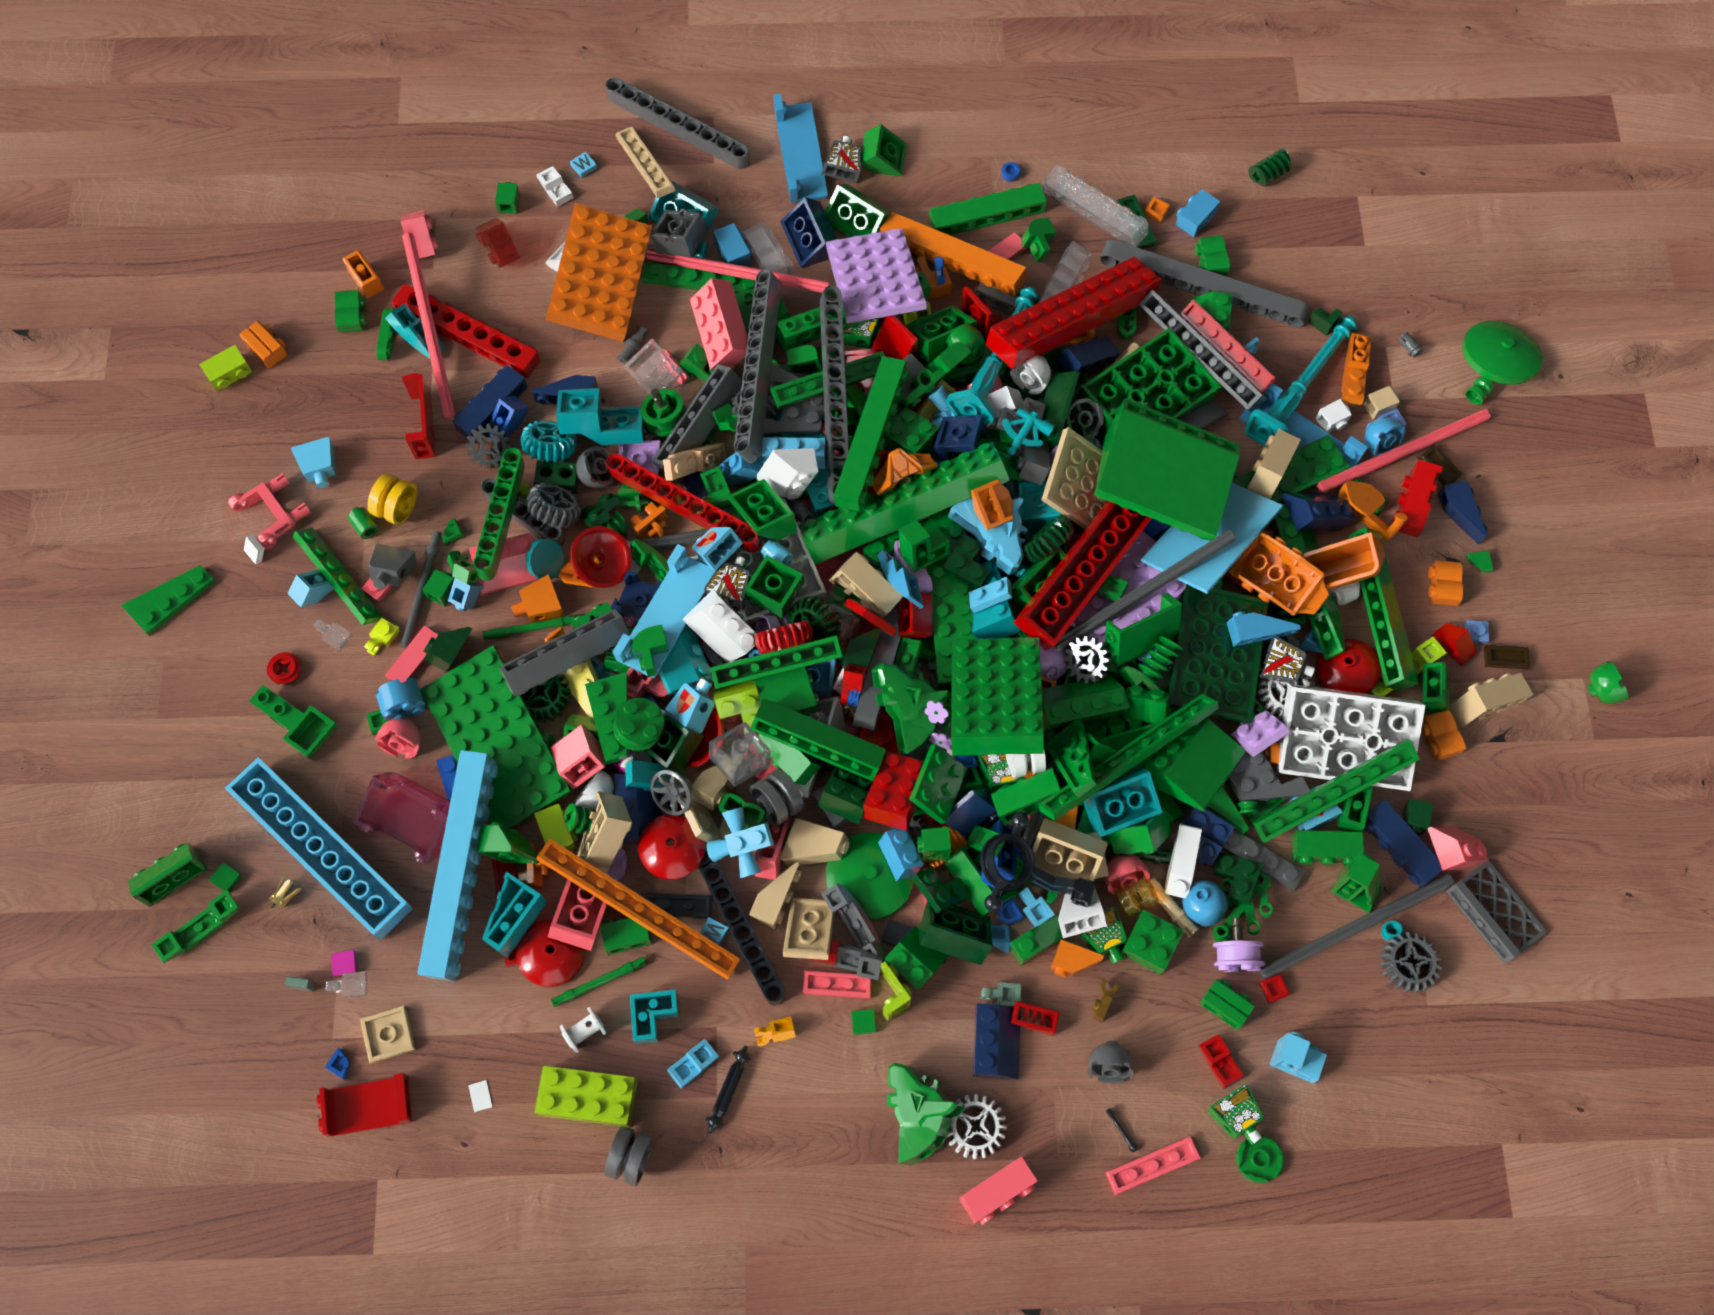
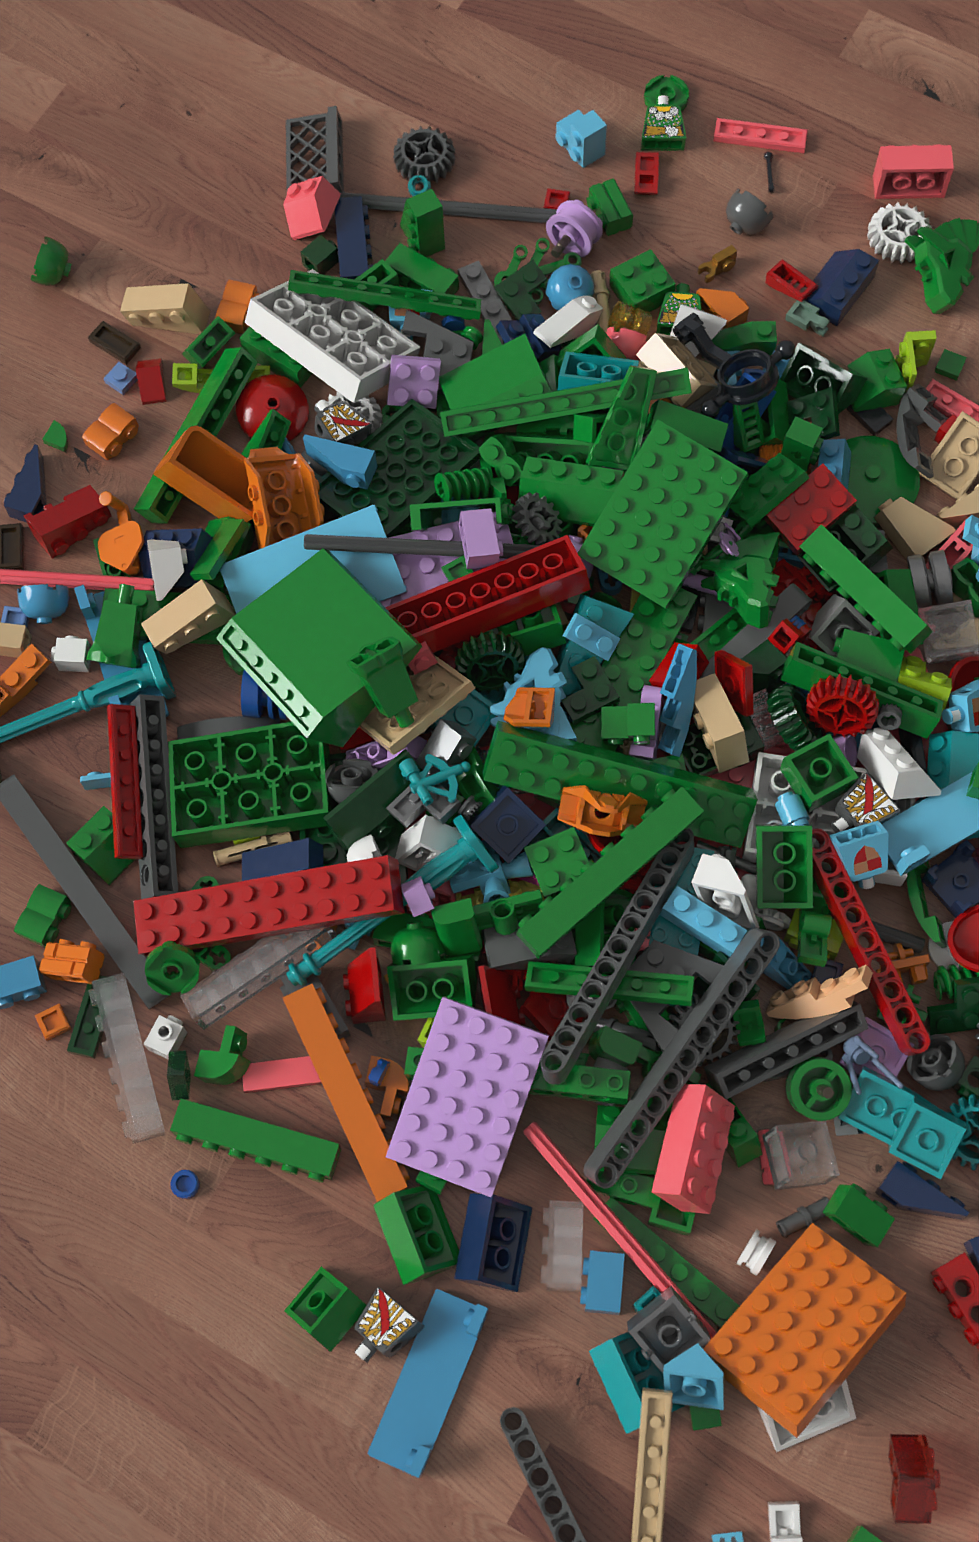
camera: 145 degrees left, 0 degrees up
(600, 357) = (859, 1215): none -> green brick
(648, 213) = (695, 1379): none -> medium azure slope
(650, 443) = (859, 1052): none -> sand blue plant
(651, 307) = (756, 1252): none -> white wheel
(747, 650) = (888, 710): none -> dark grey bush
(983, 353) = (418, 896): none -> lavender plate
(991, 432) = (469, 808): none -> dark grey bush
(1058, 213) = (179, 1075): none -> clear green piece
(1083, 231) = (165, 1036): none -> white brick
(1094, 509) = (423, 659): none -> coral plate
(1102, 450) = (386, 678): none -> green piece
(1107, 255) = (172, 955): none -> green plate
(1114, 605) = (479, 538): none -> lavender brick
(1171, 237) = (71, 962): none -> orange brick
(1292, 517) = (218, 549): none -> green tile
(1313, 430) = (118, 631): none -> green piece
(1320, 484) = (166, 564): none -> white slope

